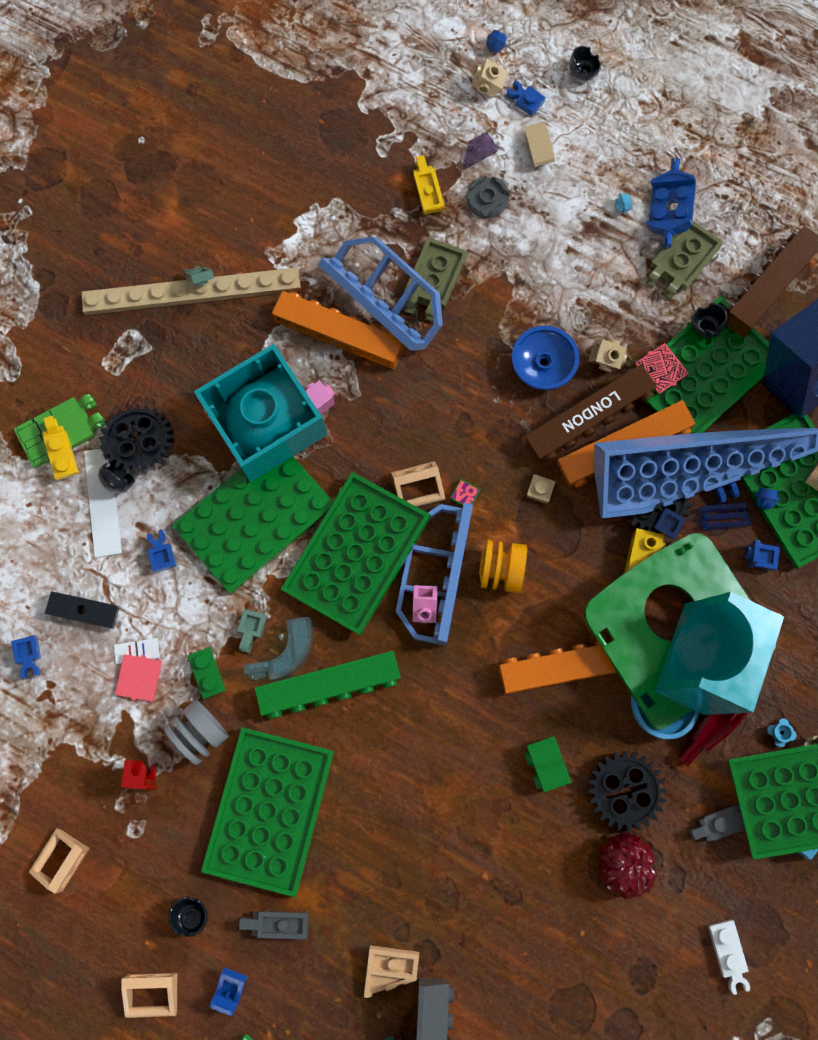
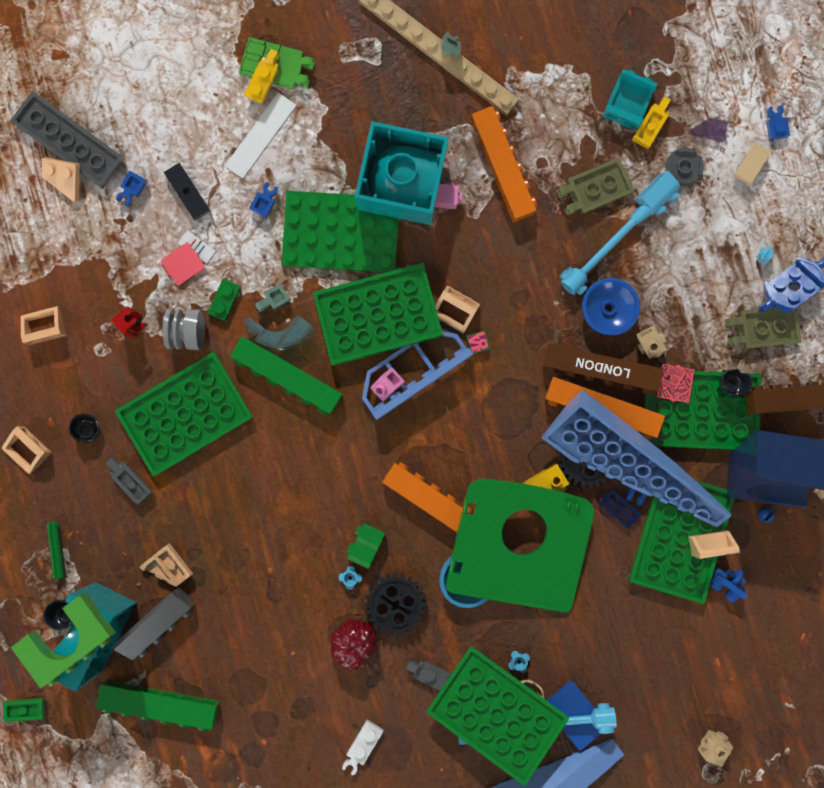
camera: 40 degrees right, 10 degrees up
(115, 480) = (280, 128): black hair -> none
(116, 445) = (330, 123): black gear -> none
(228, 992) = (68, 490): blue bracket -> none
(378, 308) = (539, 175): medium blue plate -> none
(390, 185) = (629, 99): none -> teal panel
(489, 77) = (766, 87): tan brick -> none
(490, 247) = (650, 201): none -> medium azure bar
(496, 41) = (797, 66): blue plate -> none
(503, 566) = (455, 407): light orange wheel -> none
(540, 489) = (526, 383): tan plate -> none
(569, 809) = (355, 577): none -> medium azure plate
(669, 523) = (578, 480): dark blue plate -> none
(708, 733) = (484, 618): dark red piece -> none
(719, 655) = (522, 585): teal piece -> none
(762, 556) = (615, 553): blue bracket -> none
(766, 498) = (653, 523): blue plate -> none

